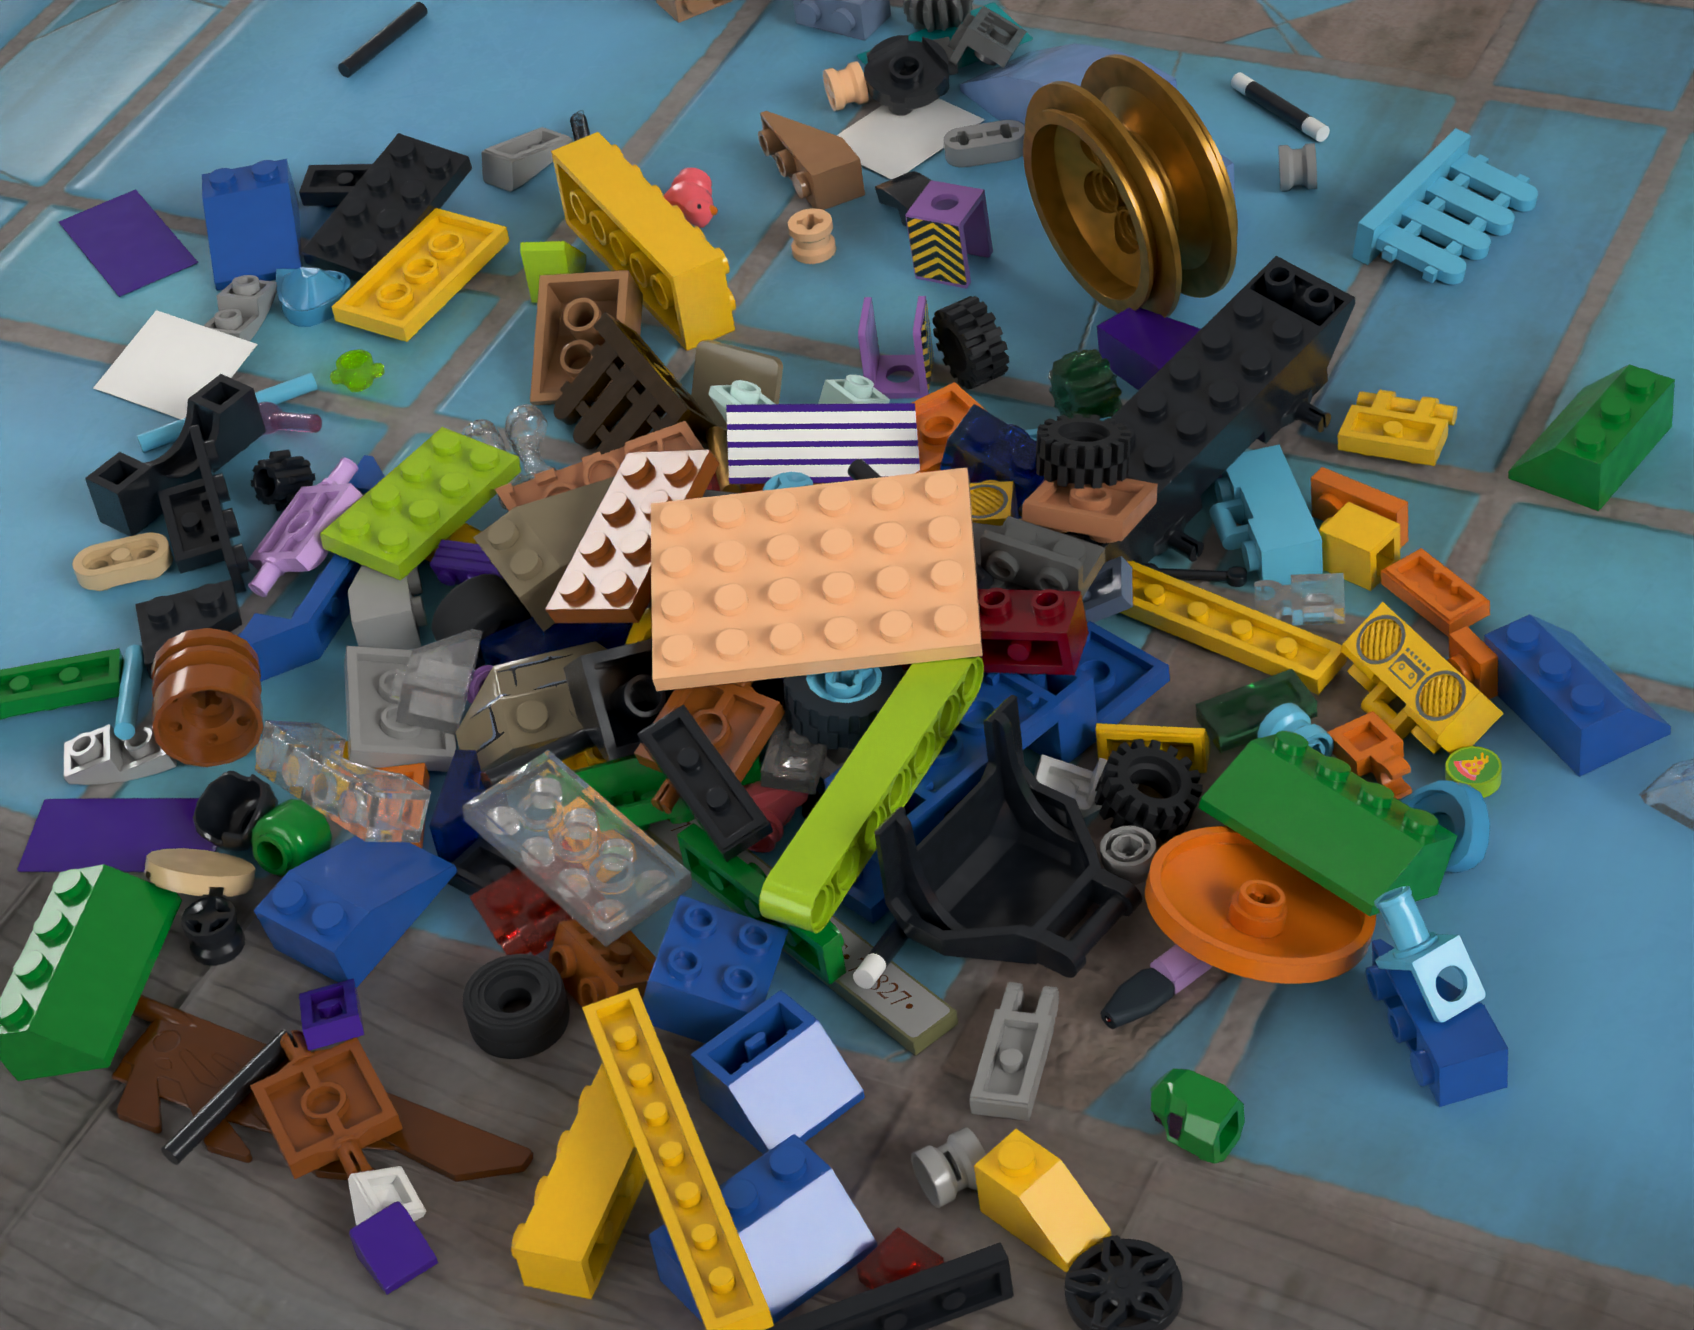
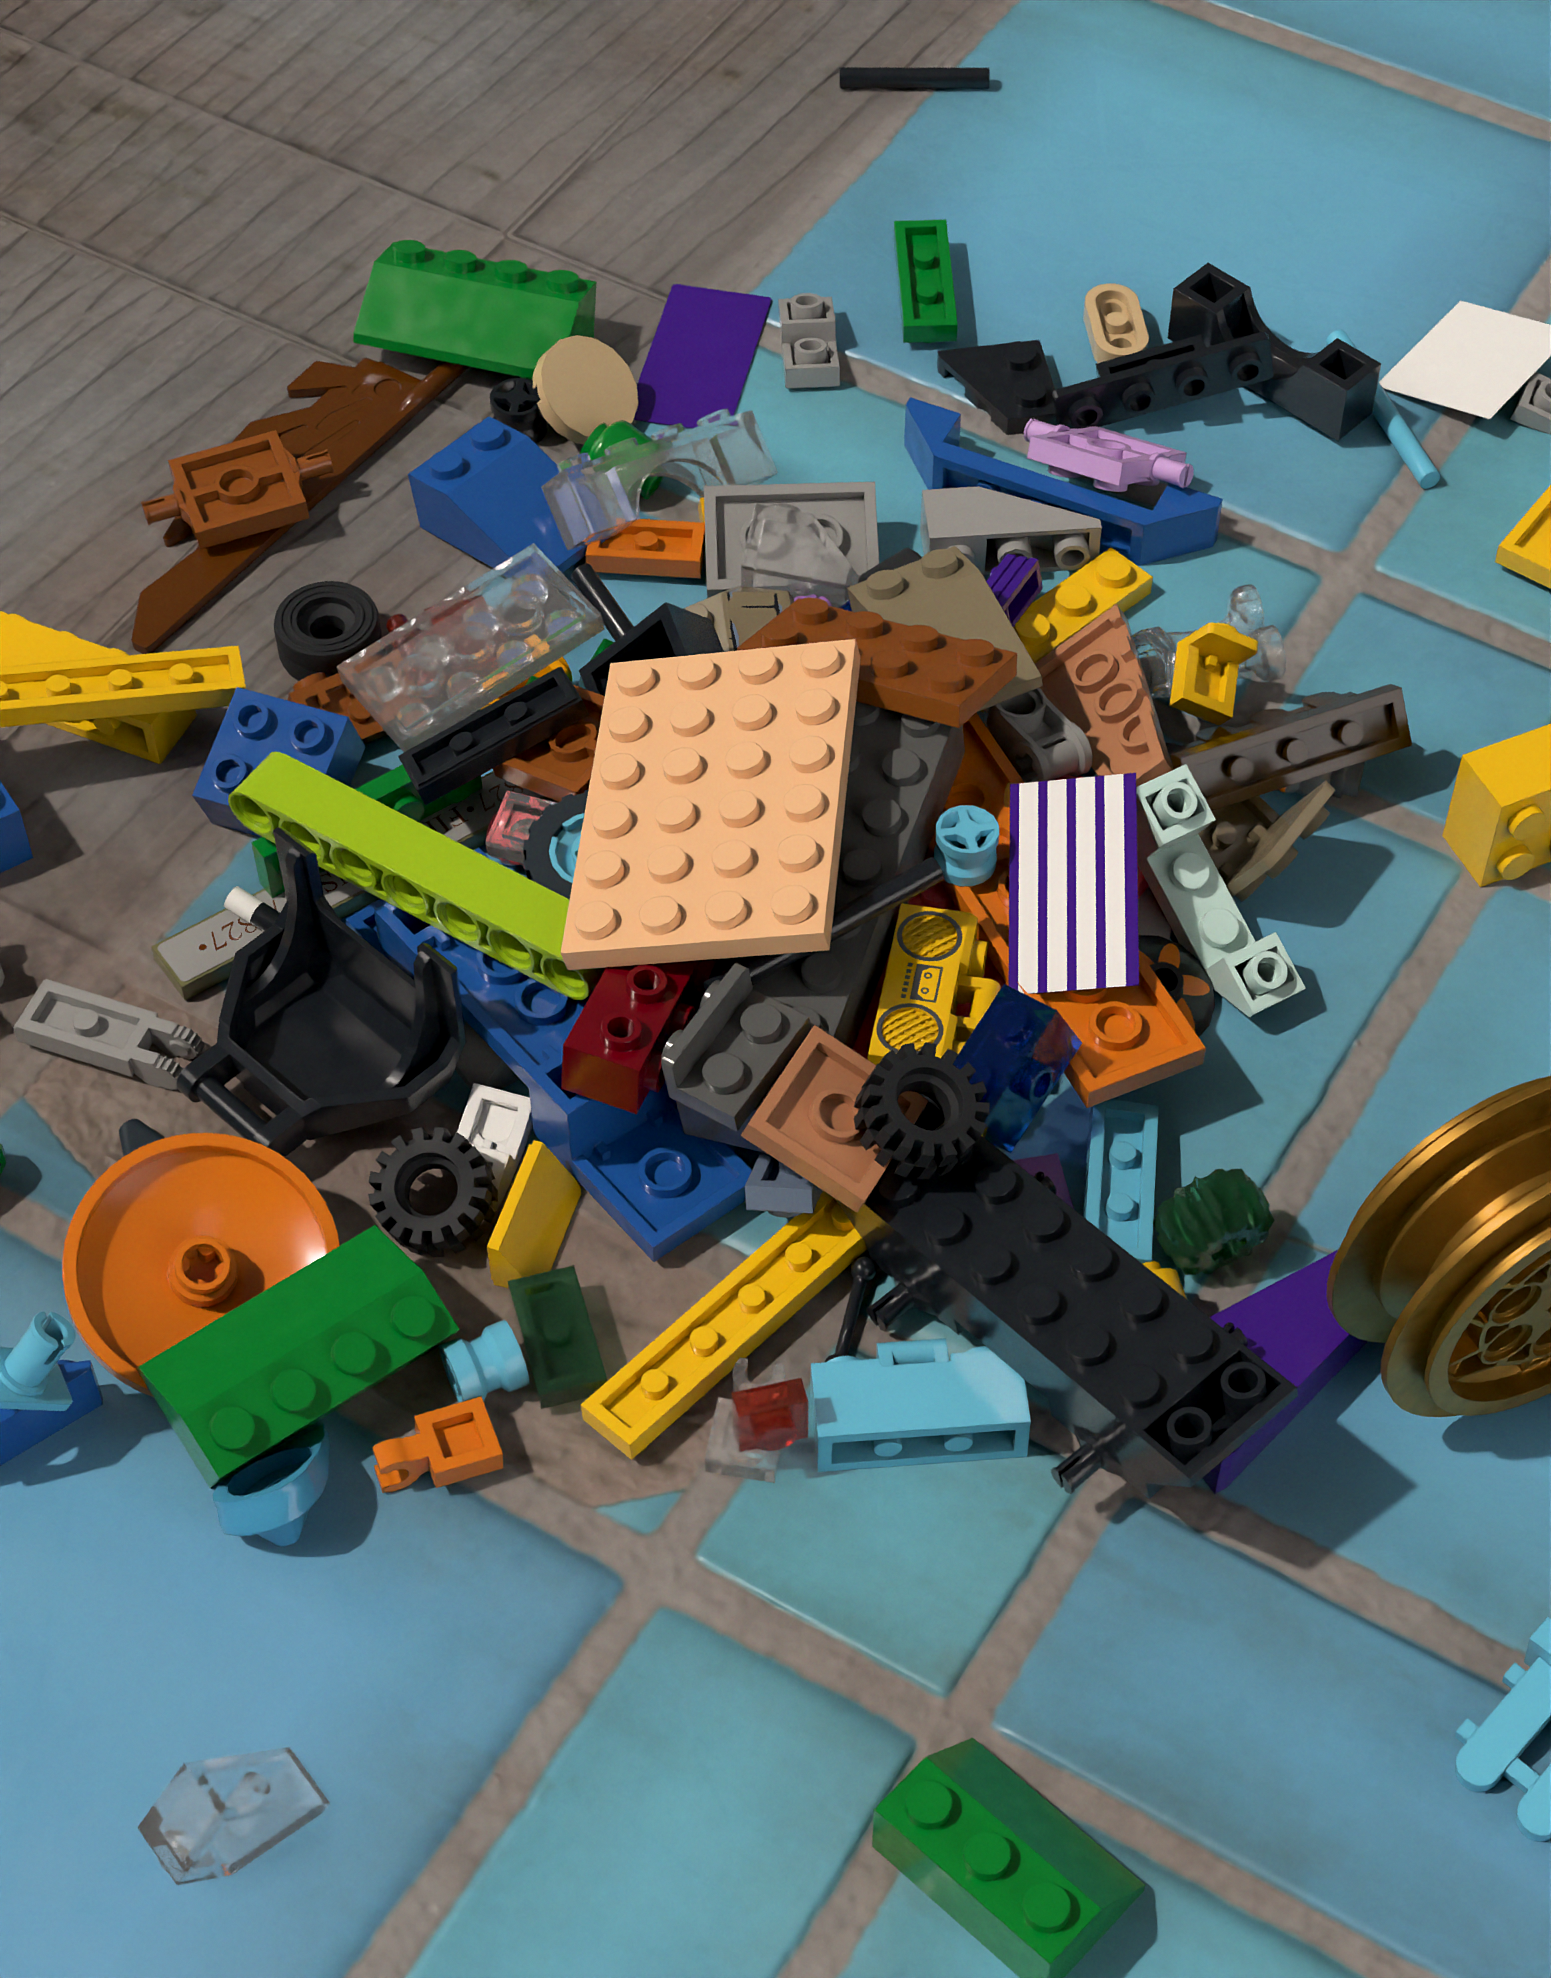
camera: 90 degrees right, 10 degrees up
(129, 692) = (885, 337): medium azure bar -> none
(206, 697) = (833, 379): dark orange wheel -> none
(225, 1100) = (289, 427): black bar -> none
(232, 809) = (669, 406): black hair -> none
(276, 419) = (1364, 443): bar -> none
(280, 478) = (1215, 442): black gear -> none
(331, 1014) = (356, 491): dark purple plate -> none
(356, 370) = (1435, 513): clear neon green plate -> none
(378, 1189) = (122, 538): white slope -> none
(392, 1247) = (62, 546): dark purple slope -> none
(420, 503) = (1111, 543): lime plate -> none
(447, 826) = (636, 586): clear blue slope -> none
(559, 448) = (1208, 671): none -> yellow bracket
(566, 321) = (1458, 707): medium nougat slope -> none
(775, 1075) = (130, 819): slope -> none
(879, 367) = (1348, 1020): medium lavender piece -> none
(970, 342) = (1341, 1101): black tyre -> none
(1128, 854) = (334, 1162): light grey wheel -> none
(1315, 559) = (770, 1416): none -> clear red plate
(1332, 491) = (923, 1502): orange plate -> none
(1359, 545) = (832, 1501): yellow brick -> none
(1396, 427) = (1070, 1597): yellow plate -> none
(1435, 592) = (723, 1580): orange plate -> none
(1439, 700) = (530, 1512): yellow piece -> none
(1474, 661) = (559, 1588): orange plate -> none
(1475, 767) = (384, 1560): tile -> none
(1570, 695) = (477, 1699): blue slope -> none

